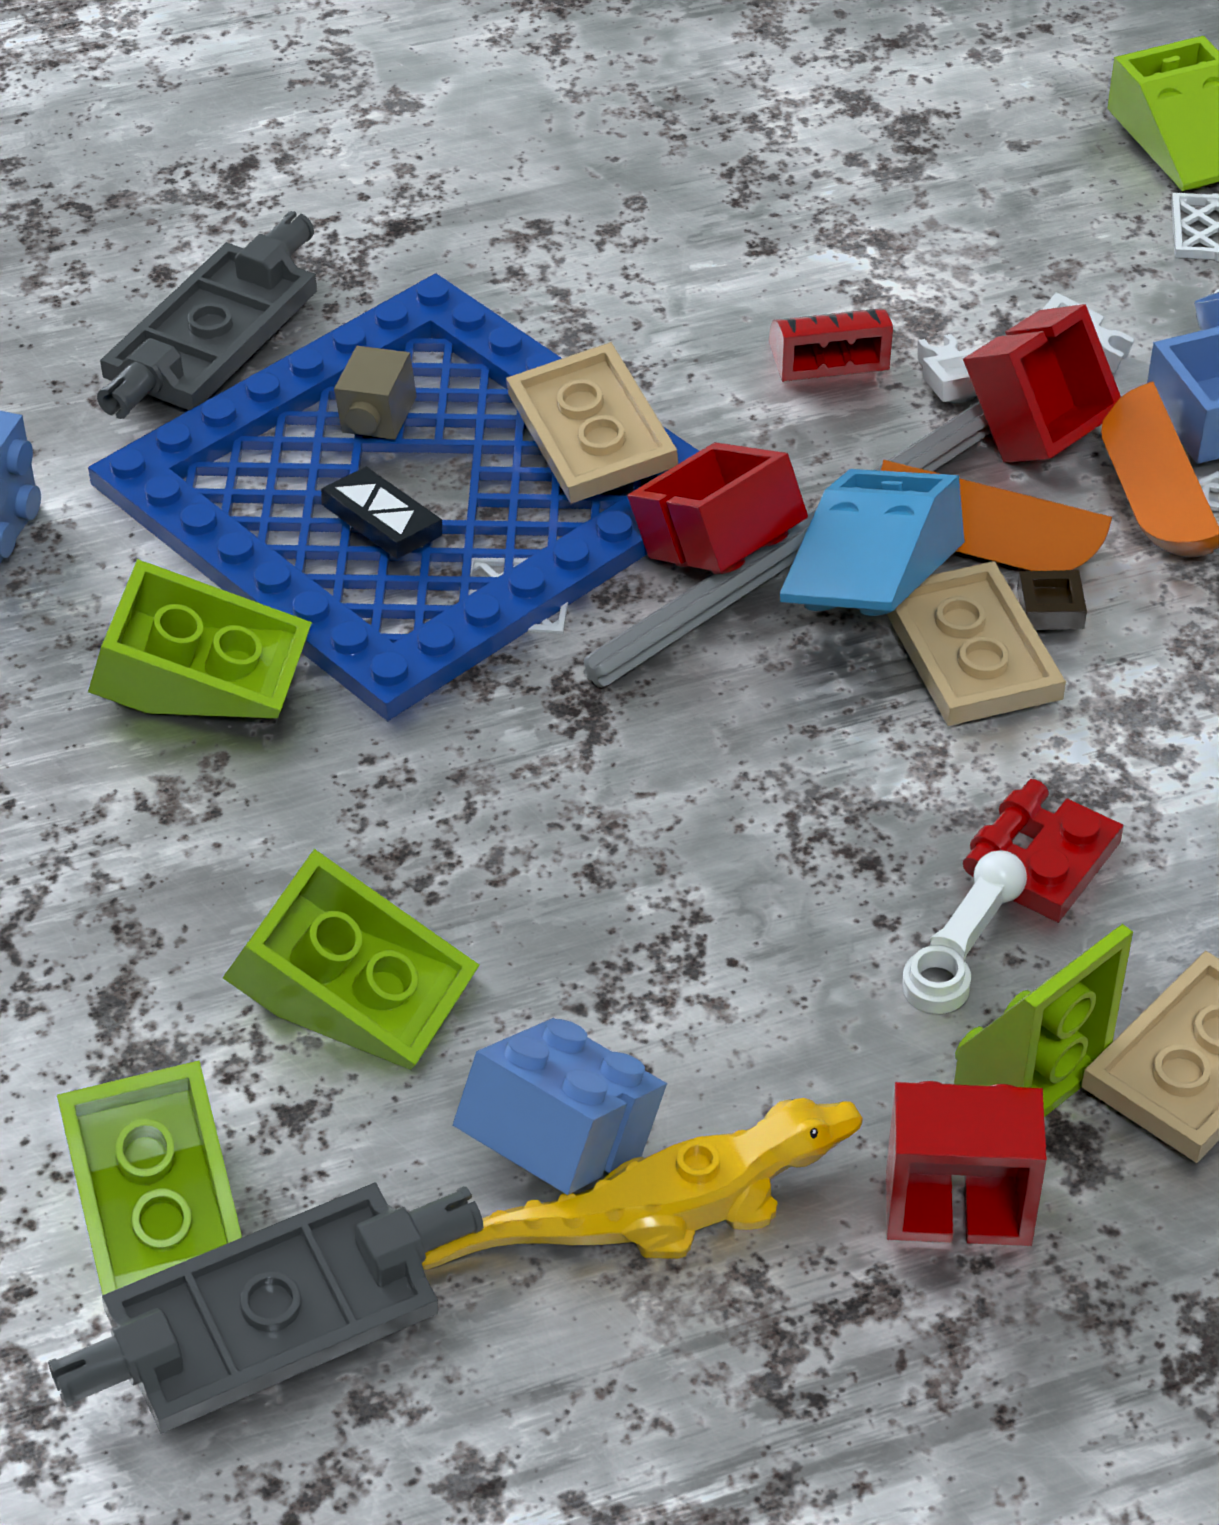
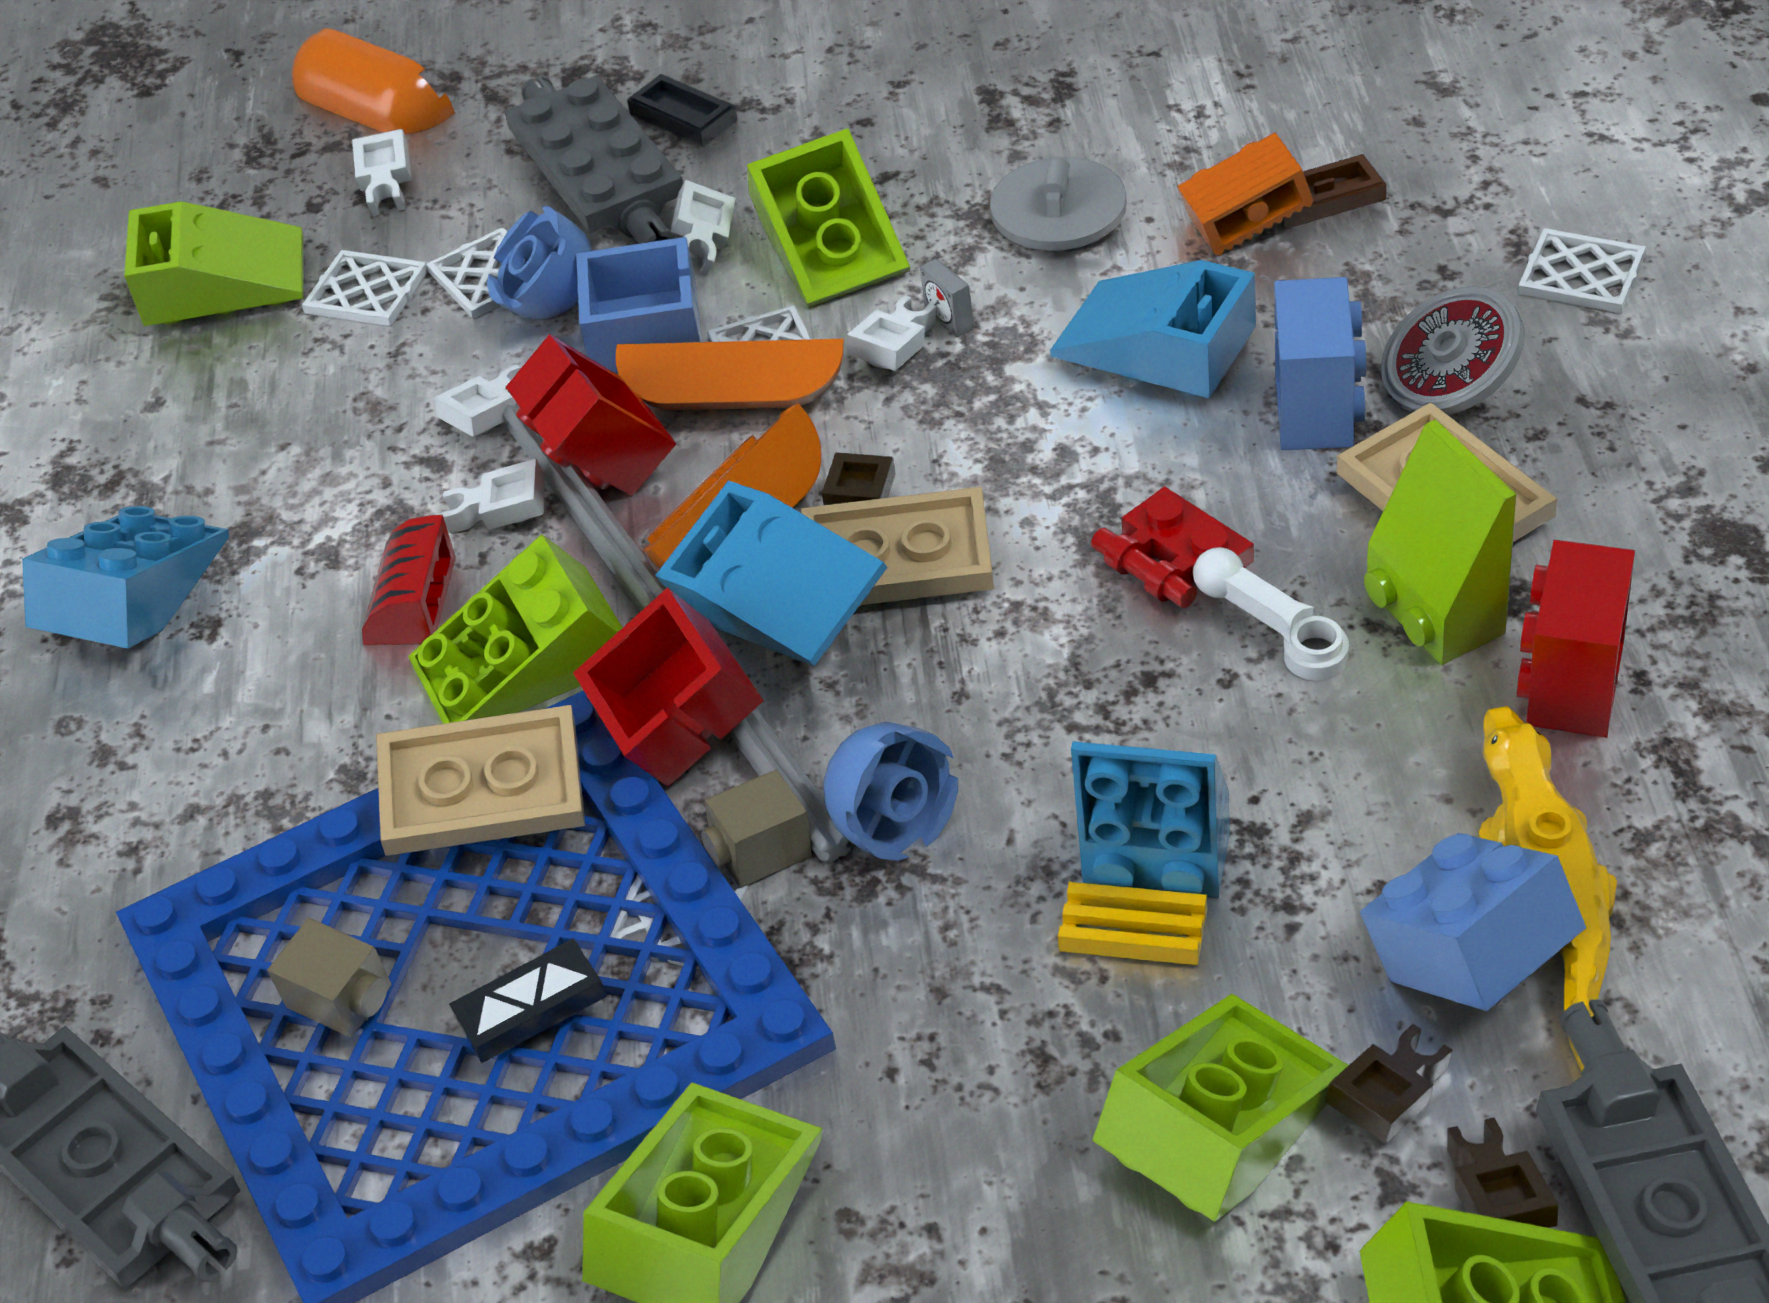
camera: 70 degrees left, 0 degrees up
(284, 1179) = (1500, 1183): none -> dark brown plate
(385, 1079) = (1385, 1089): none -> dark brown plate
(550, 849) = (1134, 914): none -> yellow tile
(590, 606) = (756, 828): none -> dark tan brick
(637, 849) = (1151, 818): none -> dark azure slope
(644, 679) = (890, 788): none -> medium blue cylinder
(791, 174) = (118, 576): none -> dark azure slope
(807, 414) = (516, 638): none -> lime slope

